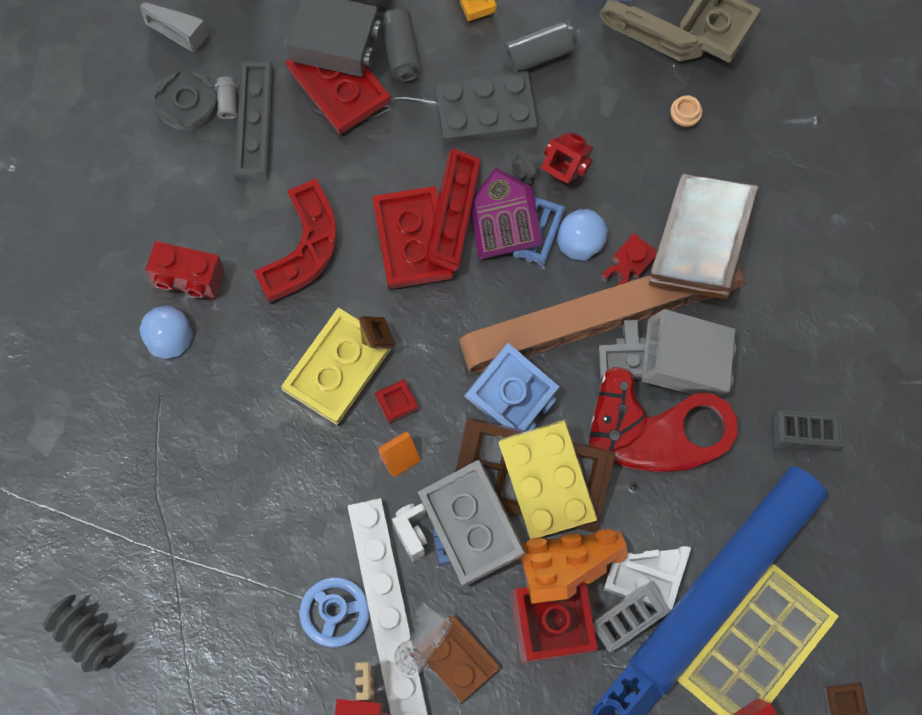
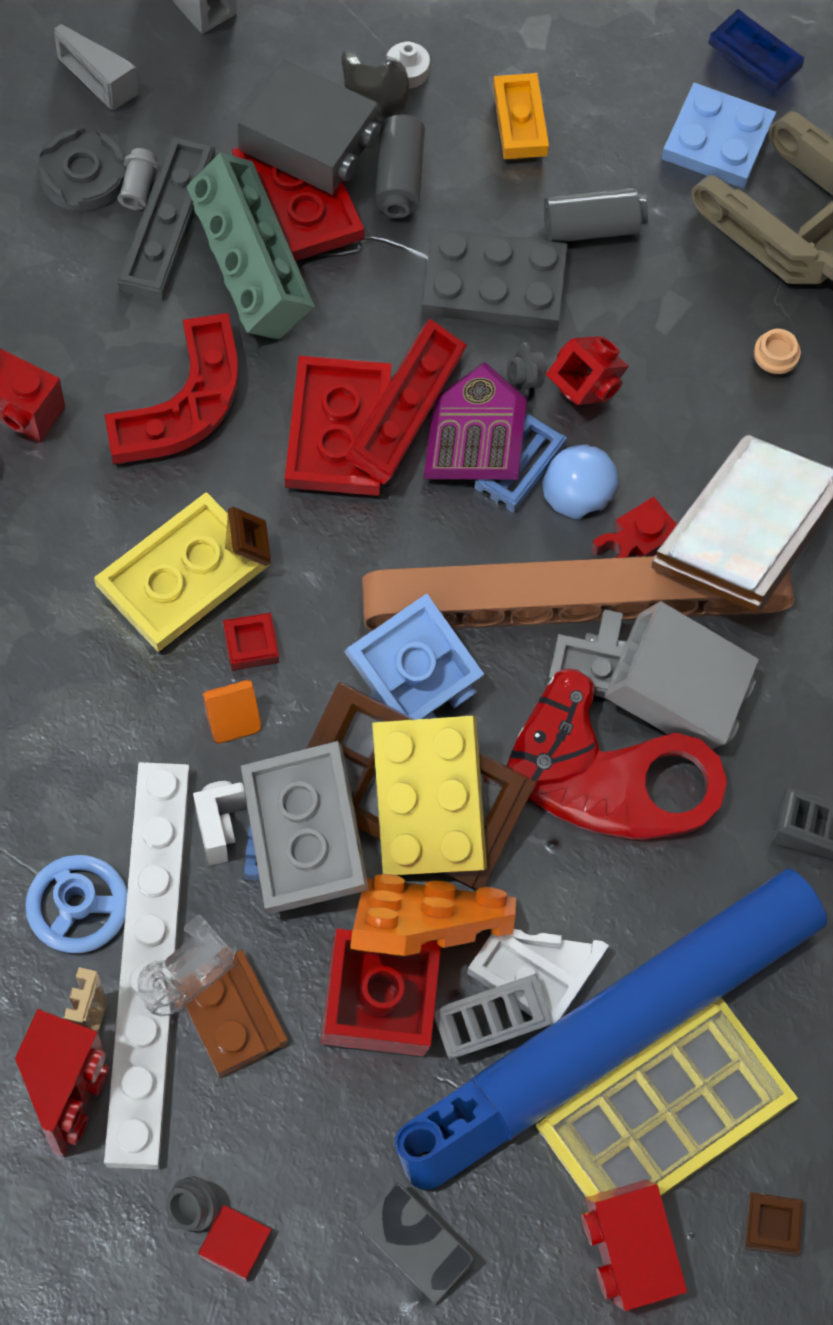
camera: 10 degrees right, 5 degrees down
(317, 128) = (249, 246): none -> sand green brick

